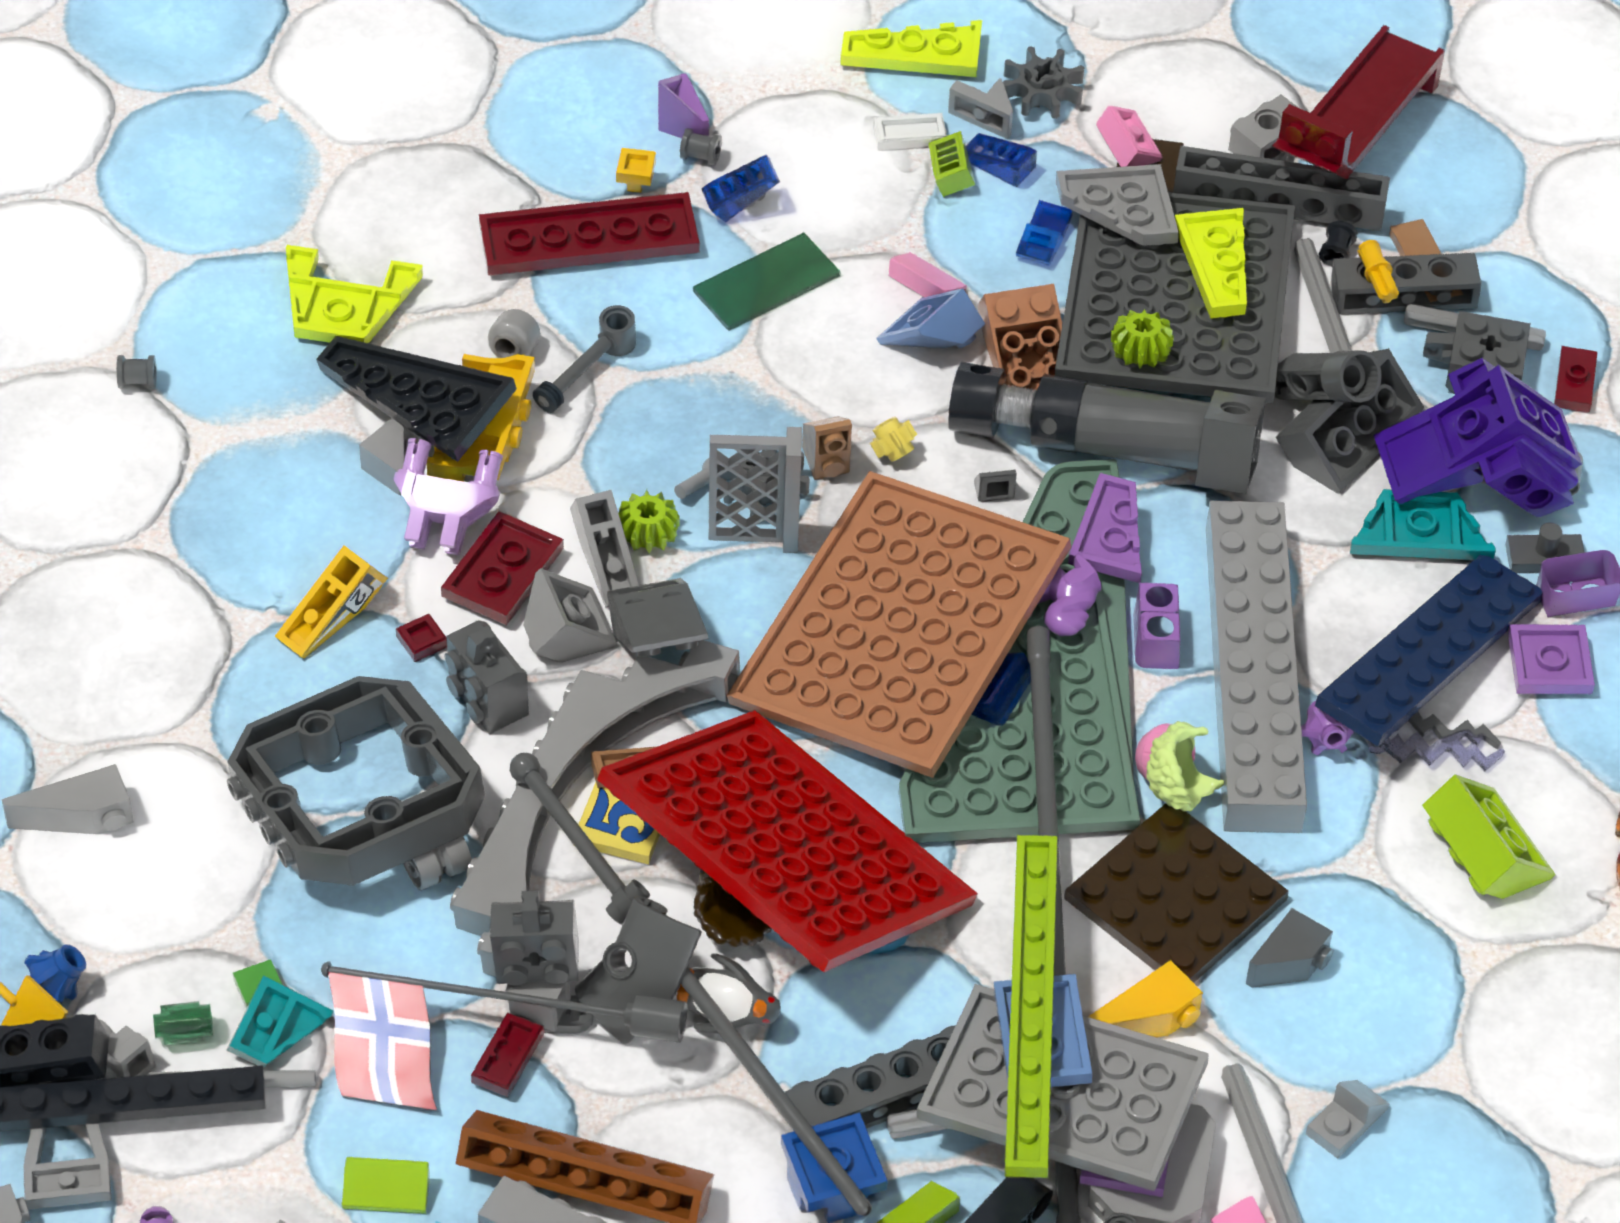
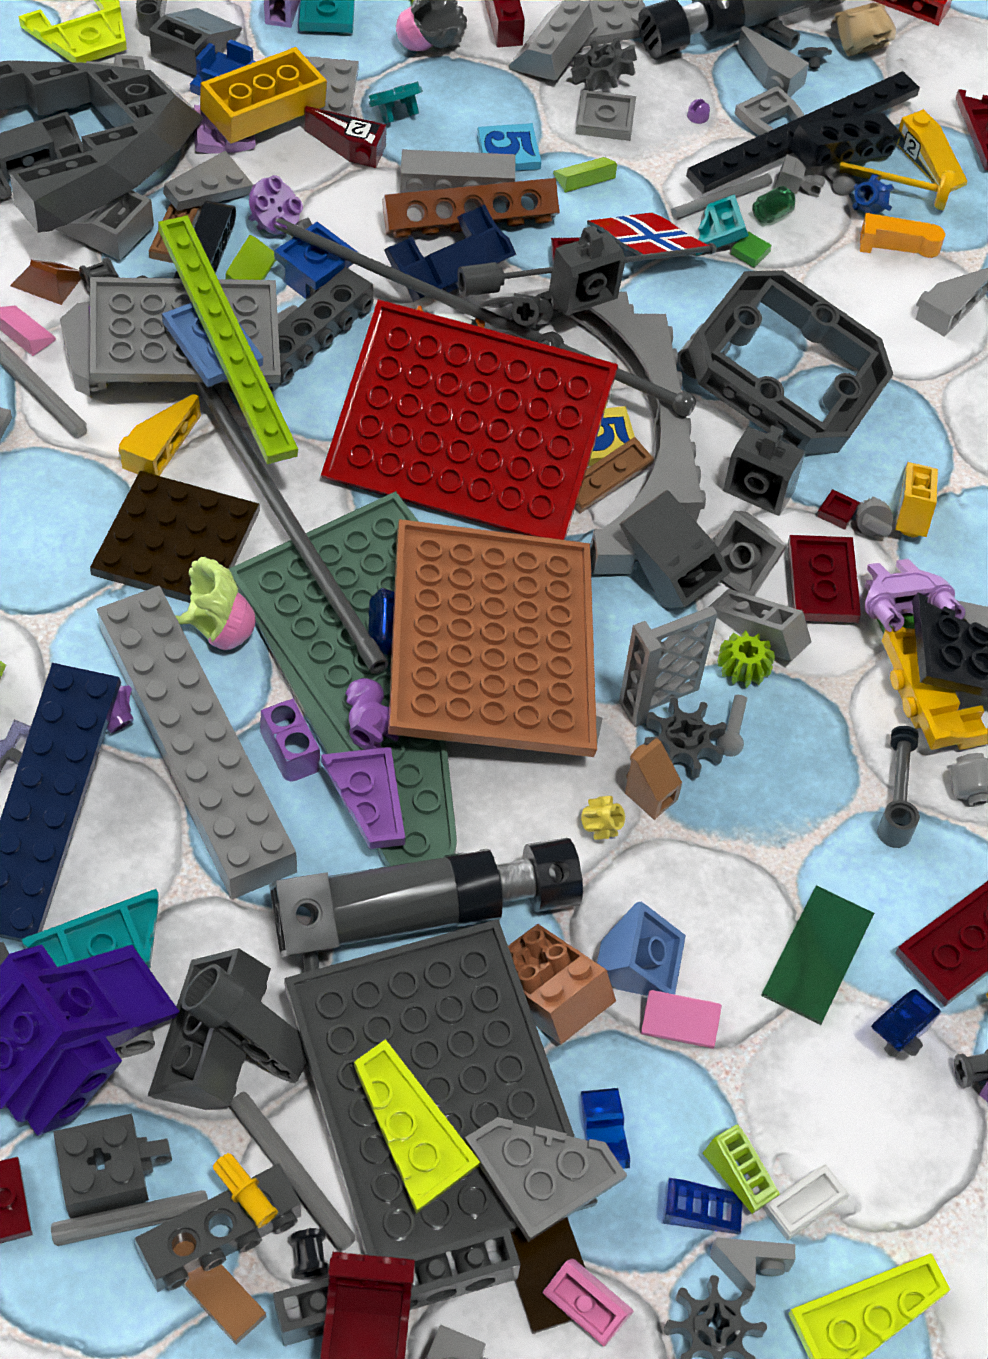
camera: 150 degrees right, 5 degrees up
(63, 918) = (900, 235): none -> light orange leg
(397, 602) = (874, 517): none -> light grey piece
(659, 1091) = (440, 269): none -> dark blue bracket
(995, 485) = (496, 822): dark grey slope -> none
(1142, 338) = (447, 969): lime gear -> none
(1291, 952) = (68, 518): dark grey slope -> none

